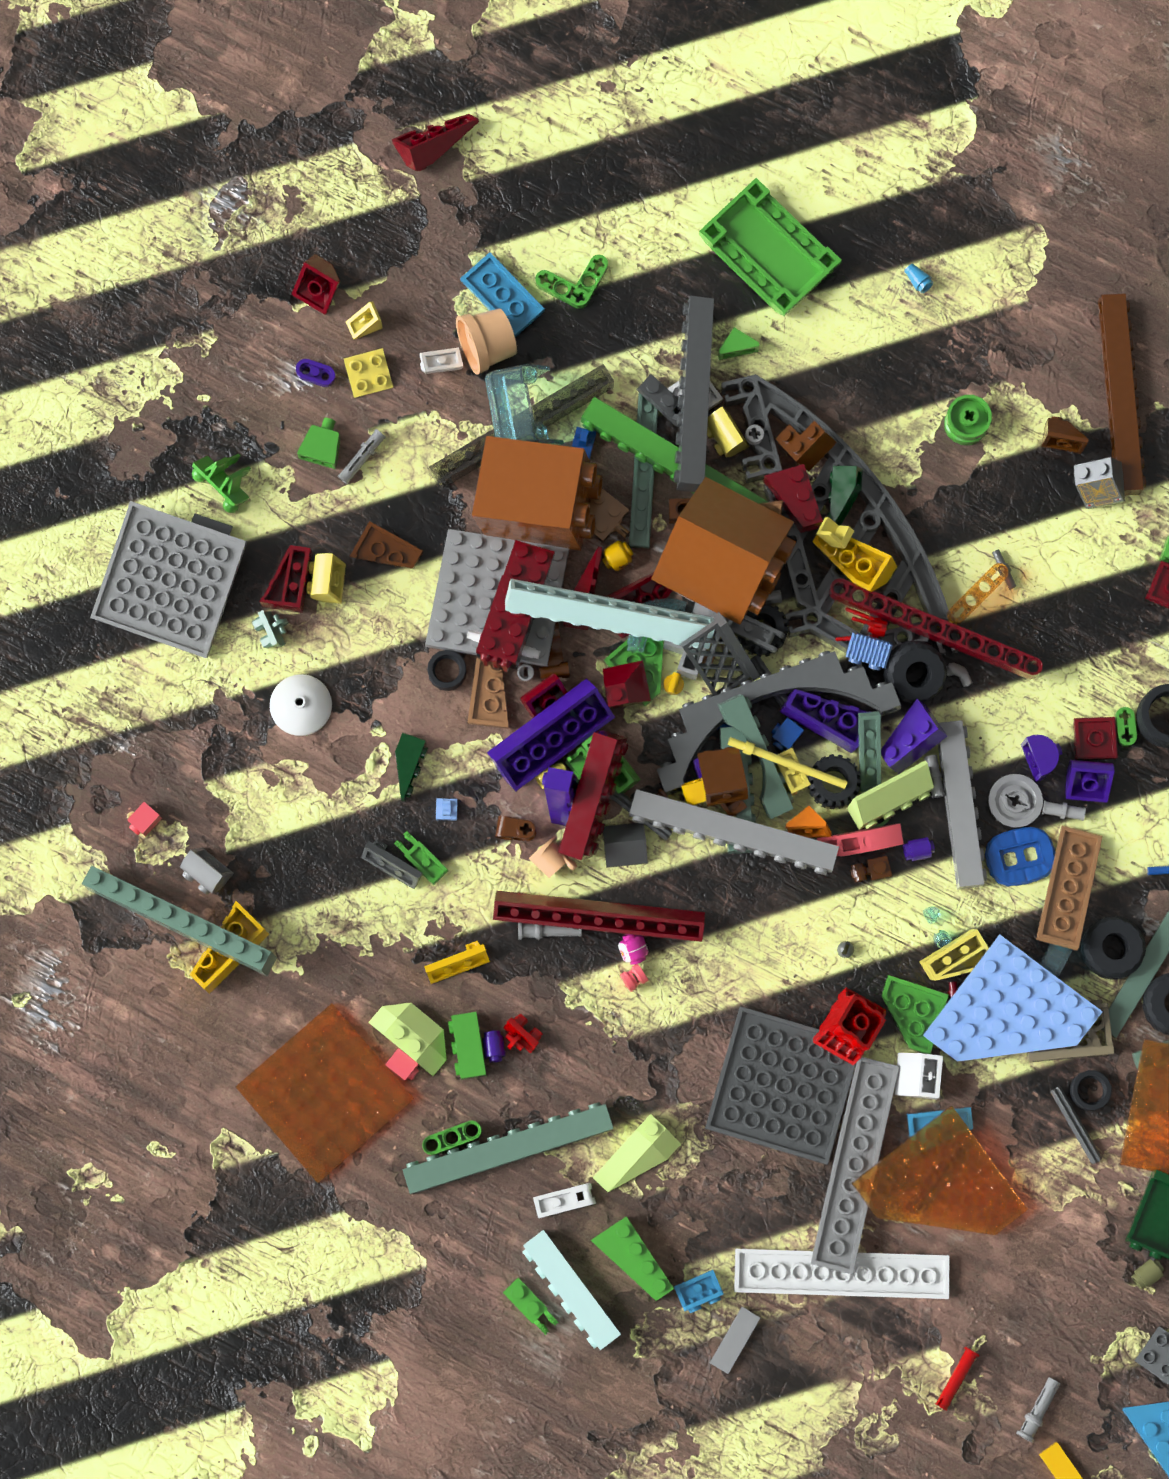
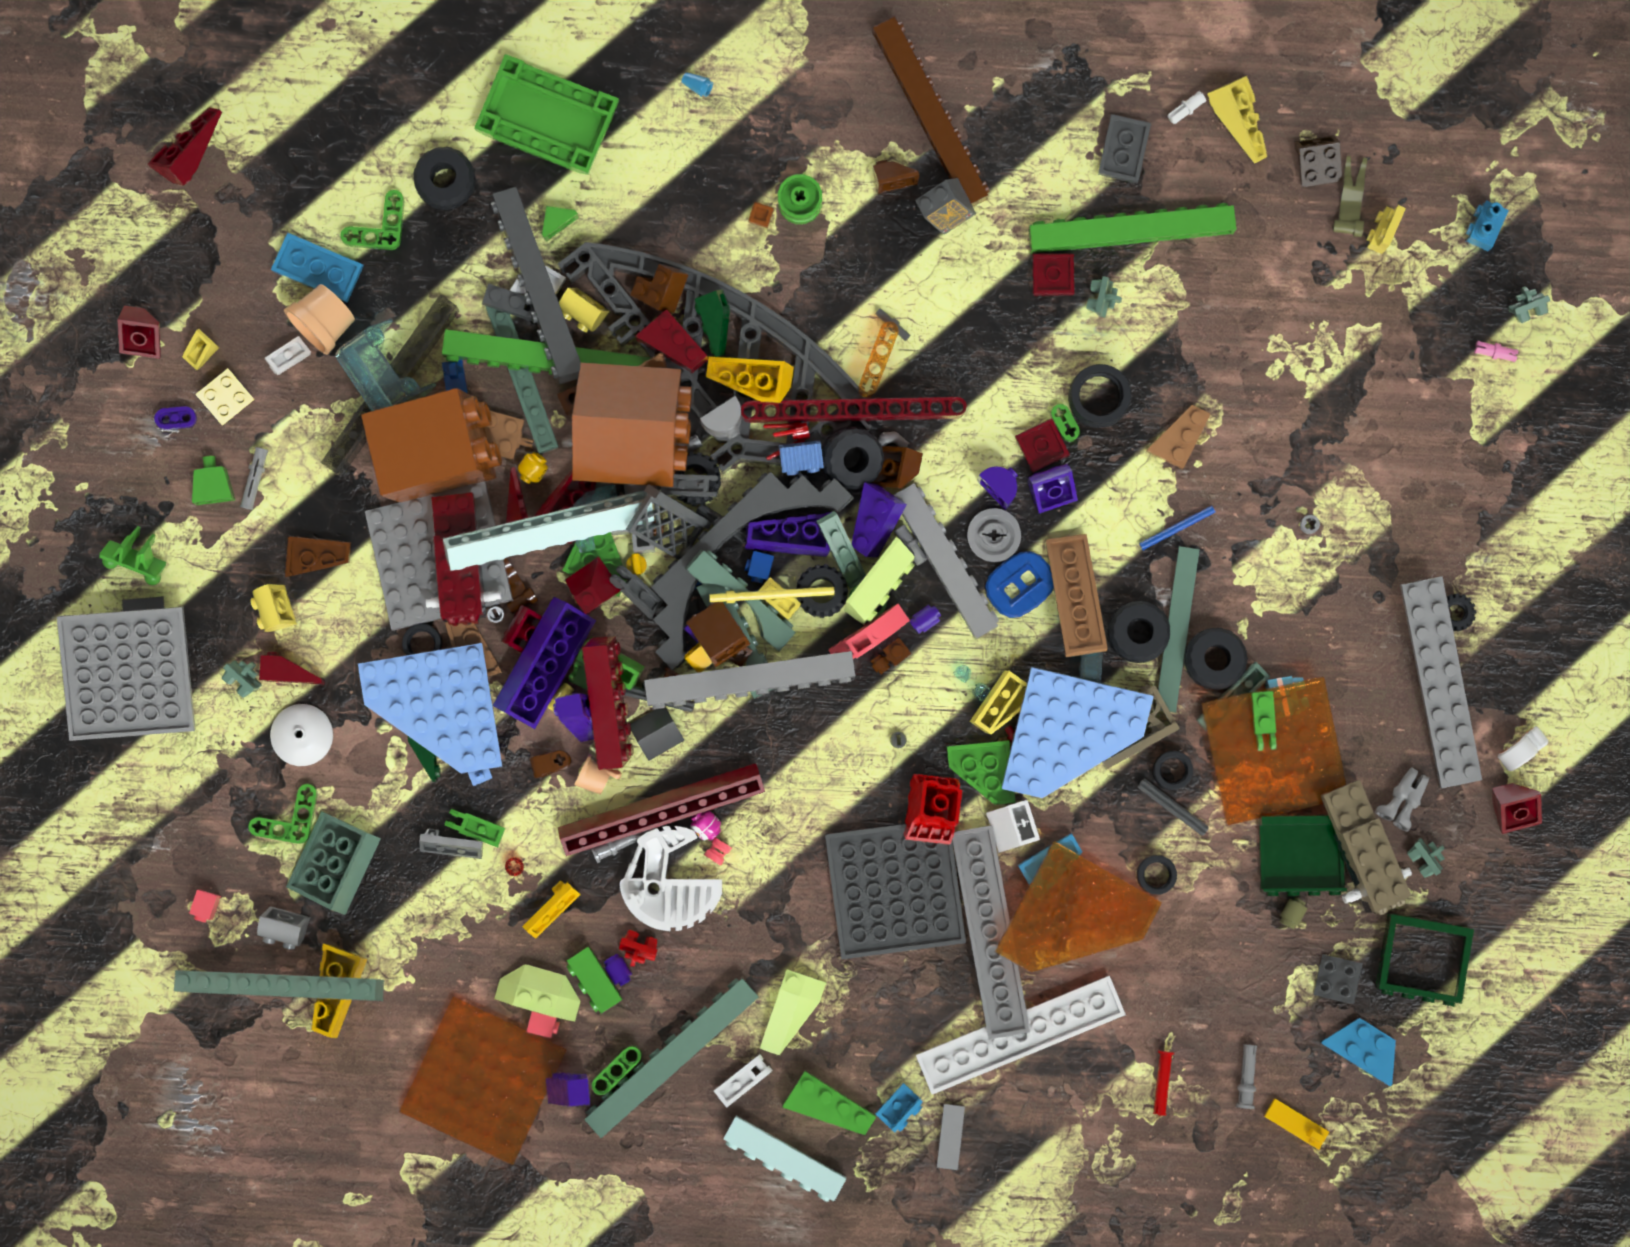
camera: 25 degrees left, 5 degrees up
(252, 784) = (290, 828): none -> bright green beam
(277, 832) = (333, 863): none -> sand green slope
(289, 584) = (240, 627): dark red wedge -> none
(309, 638) = (279, 669): none -> dark red slope
(400, 1133) = (568, 1089): none -> dark purple wedge
(435, 912) = (517, 861): none -> clear red bush
(438, 728) = (439, 703): none -> light blue plate
(528, 1304) = (752, 1187): bright green hinge -> none
(577, 1006) = (678, 900): none -> white piece
(652, 246) = (432, 163): none -> black tyre
(663, 707) = (636, 591): none -> dark grey hinge
(759, 430) = (607, 306): light grey bush -> none
(808, 824) = (815, 641): orange slope -> none
(812, 585) = (723, 420): none -> light grey brick
(833, 534) = (723, 363): light yellow panel -> none
(925, 419) = (761, 215): none -> dark orange tile
(954, 699) = (898, 467): none -> reddish brown slope
(1050, 1181) = (1141, 873): none -> black tyre
(1063, 810) = (1041, 525): light grey pin -> none

